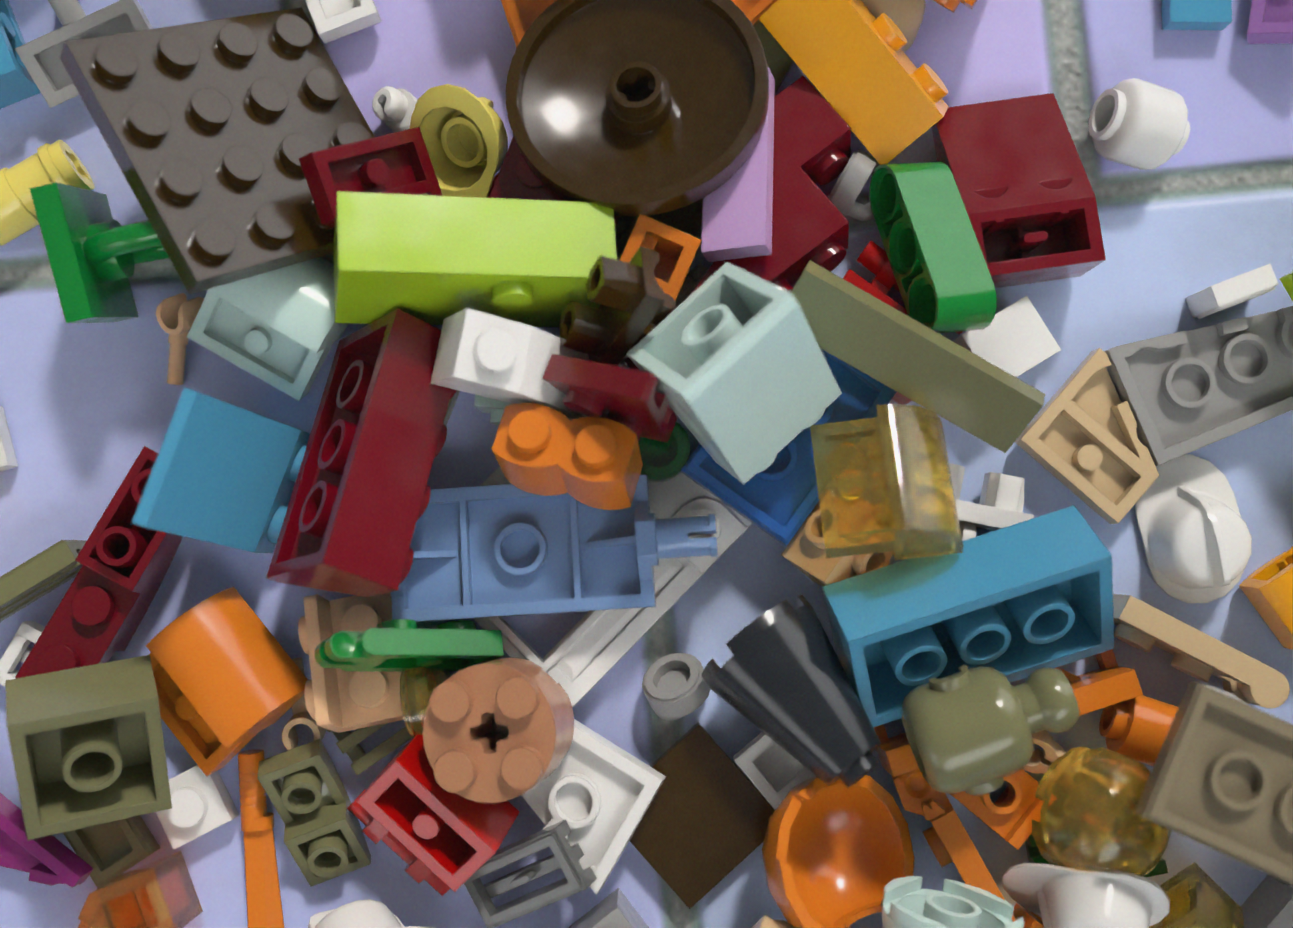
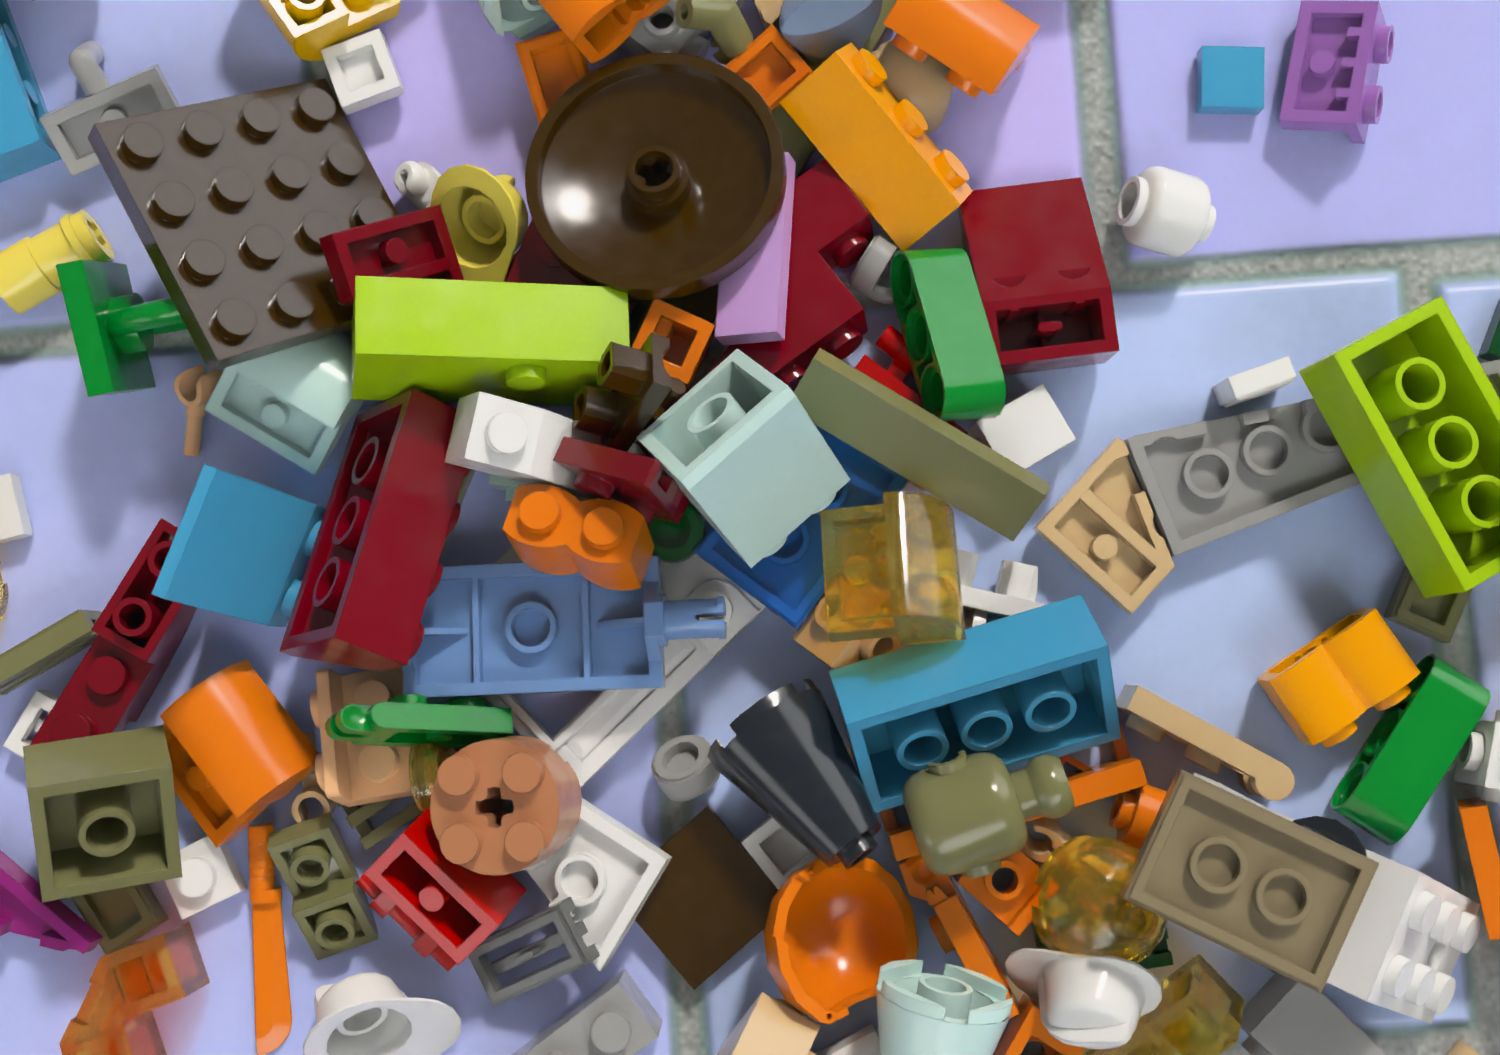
camera: 10 degrees right, 0 degrees up
(1193, 531) = (1210, 621): white piece -> none

